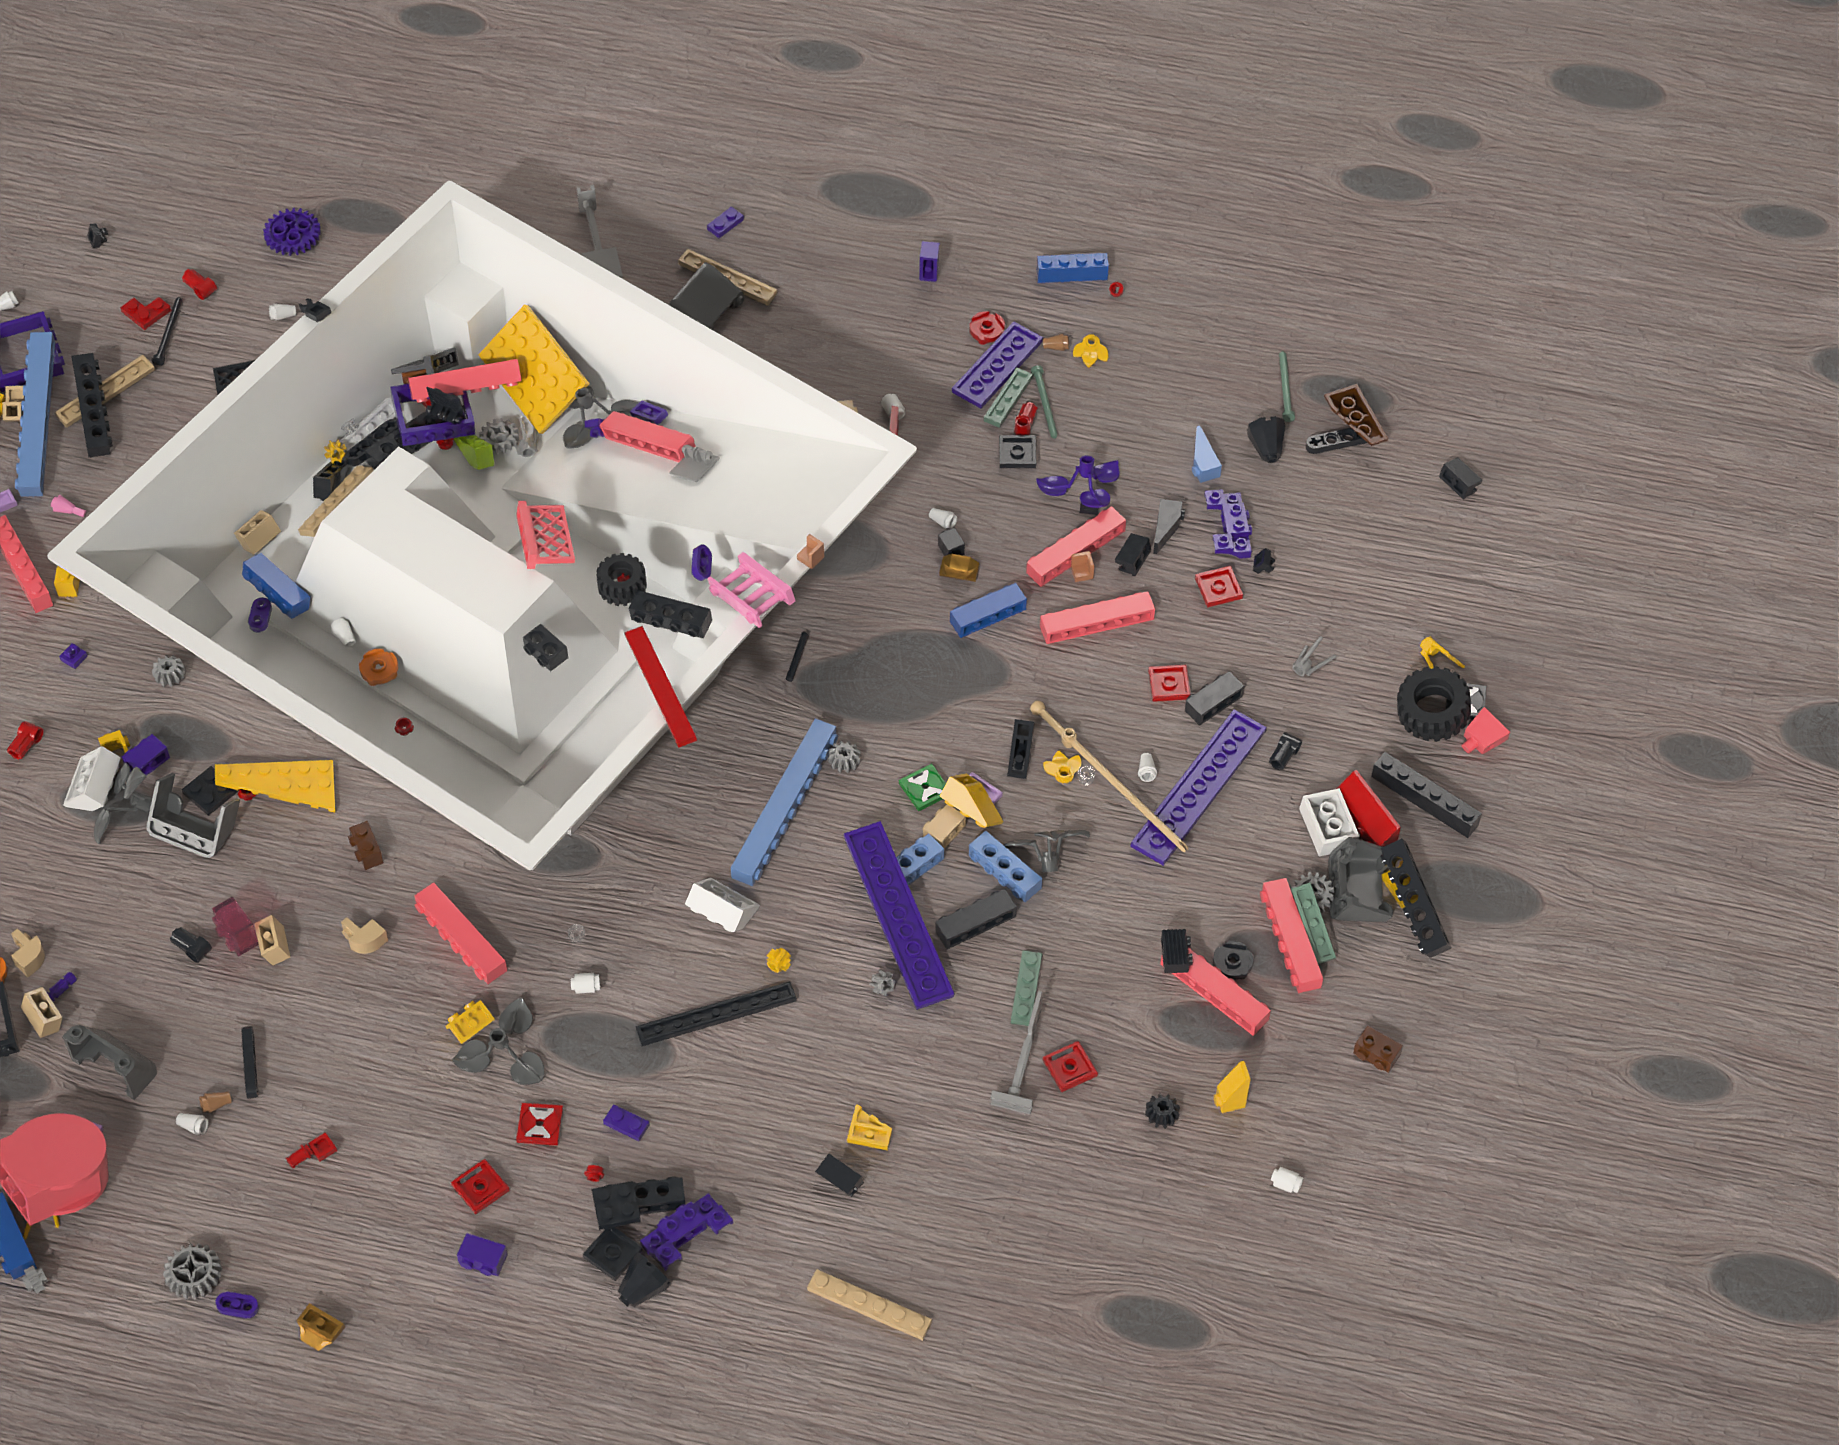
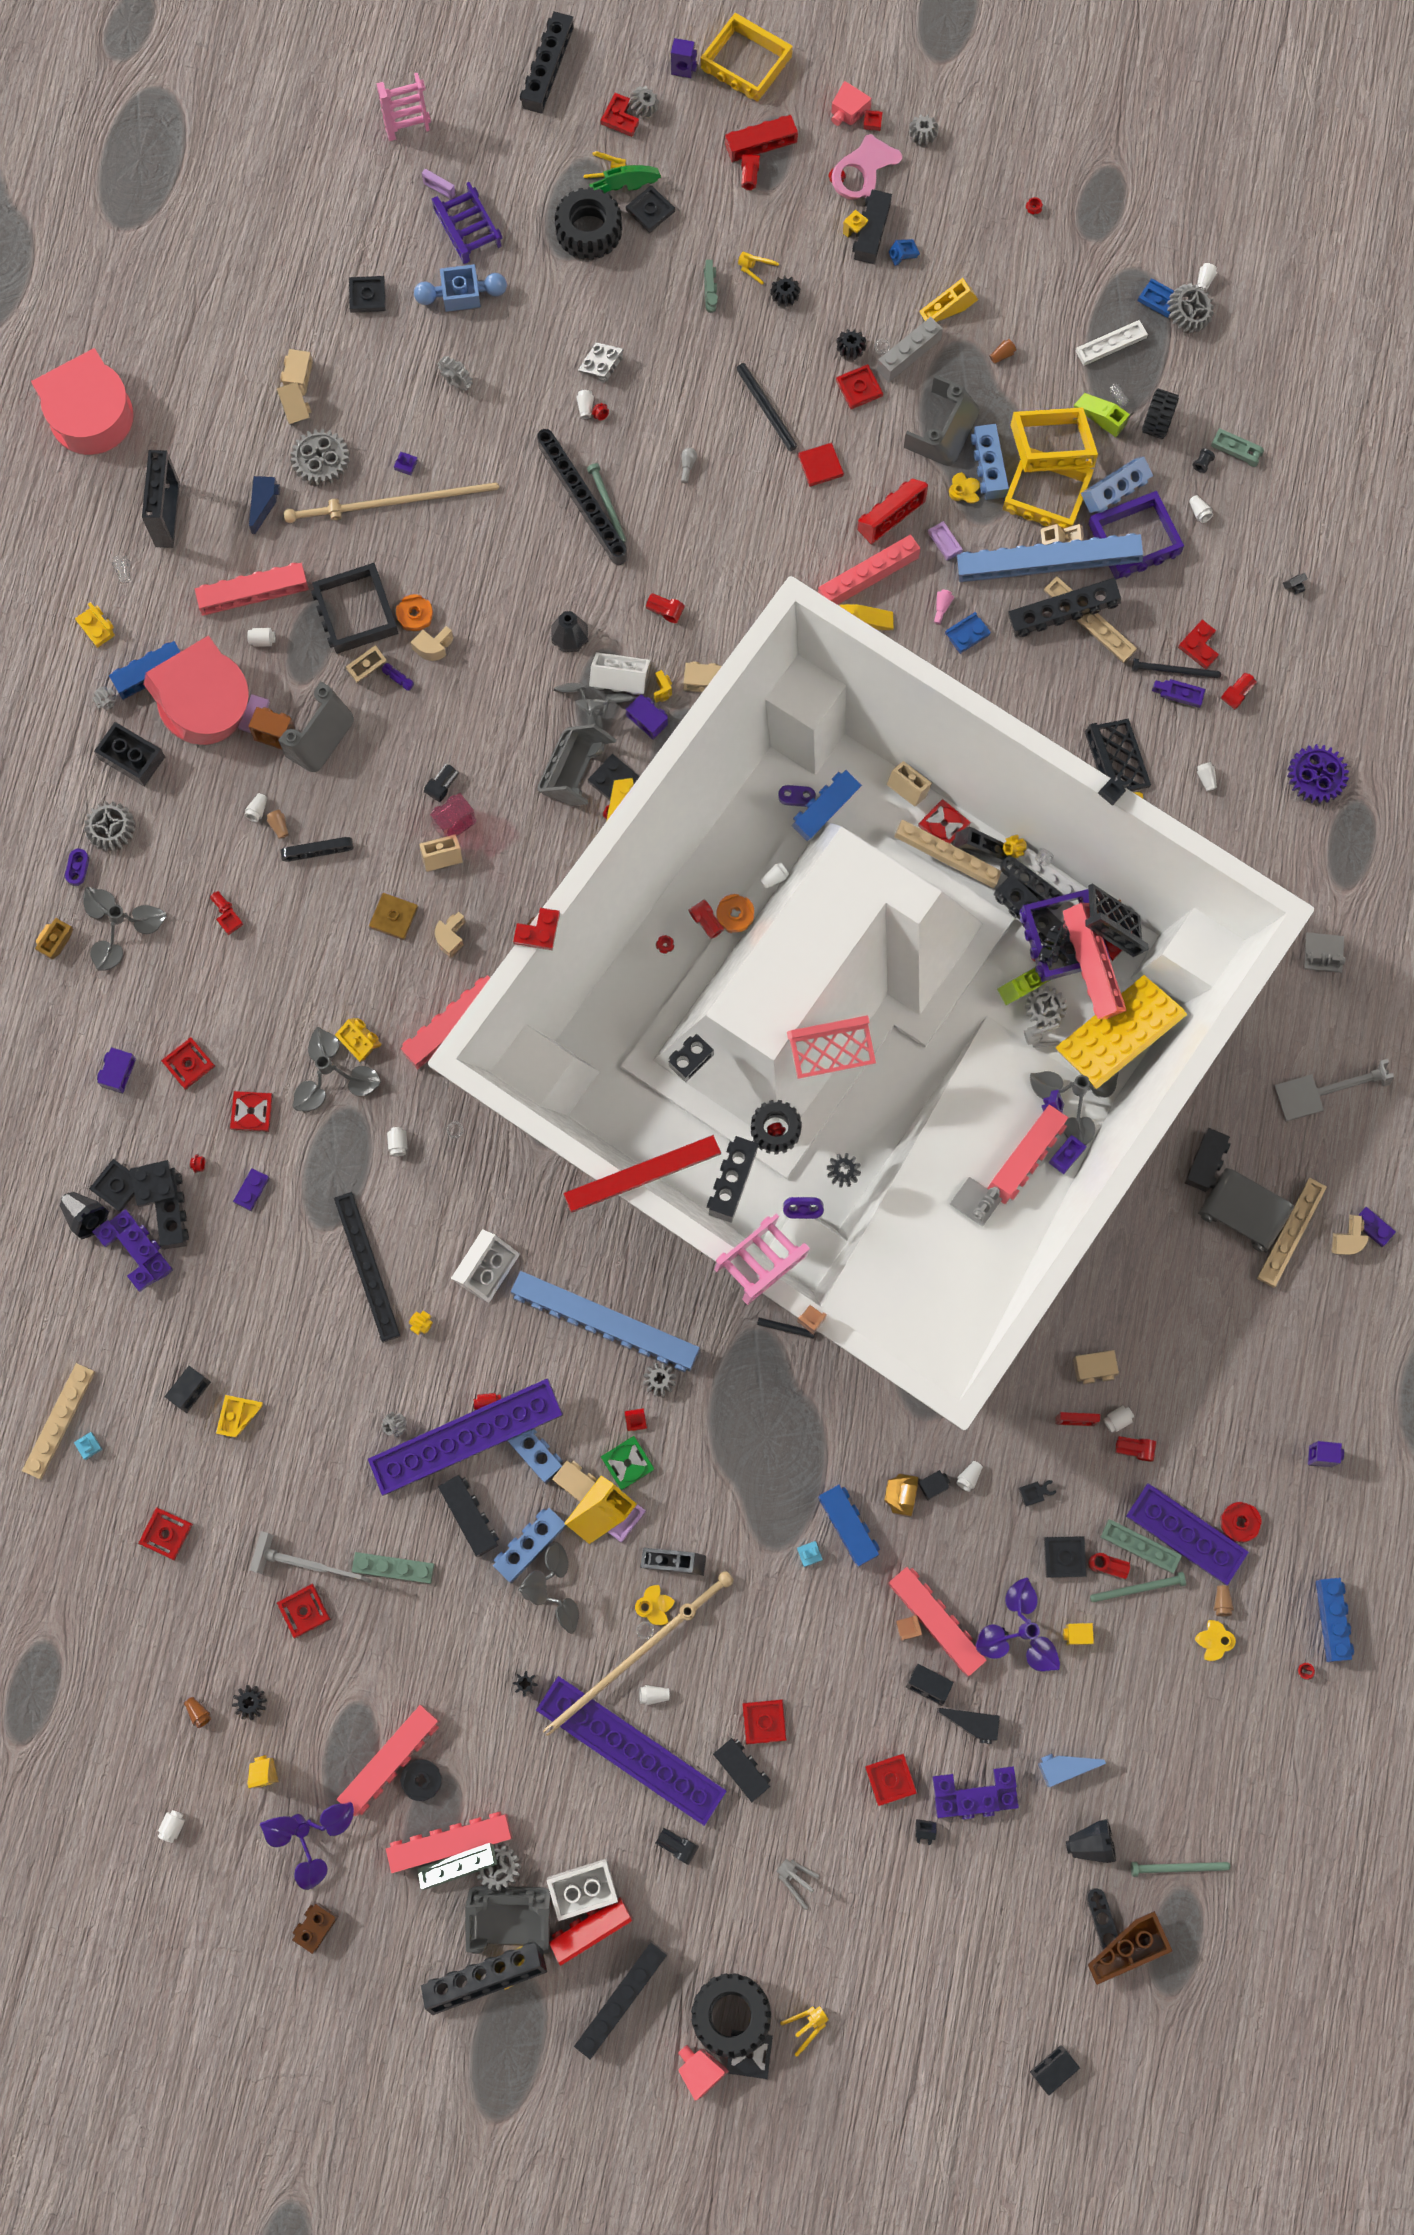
camera: 90 degrees right, 20 degrees up
(36, 825) = (569, 632): none -> black cone
(98, 488) = (967, 632): none -> blue plate
(104, 1099) = (269, 726): none -> dark orange brick
(109, 1248) = (129, 754): none -> black brick
(110, 707) = (698, 675): none -> tan brick
(192, 327) = (1180, 692): none -> dark purple hinge
(301, 500) = (948, 814): none -> red piece
(306, 1233) = (101, 902): none -> dark grey plant
(335, 991) = (393, 916): none -> pearl gold plate
(378, 692) = (703, 914): none -> red piece
(404, 767) = (542, 934): none -> red plate
(667, 530) = (848, 1164): none -> black gear
(737, 232) = (1353, 1241): none -> tan brick
(862, 903) = (485, 1399): none -> red brick
(883, 777) = (635, 1419): none -> red plate
(896, 1274) = (87, 1445): none -> medium azure tile
(920, 393) = (1141, 1449): none -> red piece
(959, 471) = (1034, 1493): none -> black plate
(991, 1185) = (155, 1528): none -> red piece
(1013, 643) = (809, 1554): none -> medium azure tile
(1086, 442) = (1078, 1634): none -> yellow brick
(1097, 617) = (843, 1644): coral brick -> none
(1139, 871) = (521, 1688): none -> black gear
(1173, 1160) = (197, 1713): none -> dark orange cone
(1175, 951) = (415, 1718): black brick -> none
(1287, 1060) = (280, 1830): none -> dark purple plant

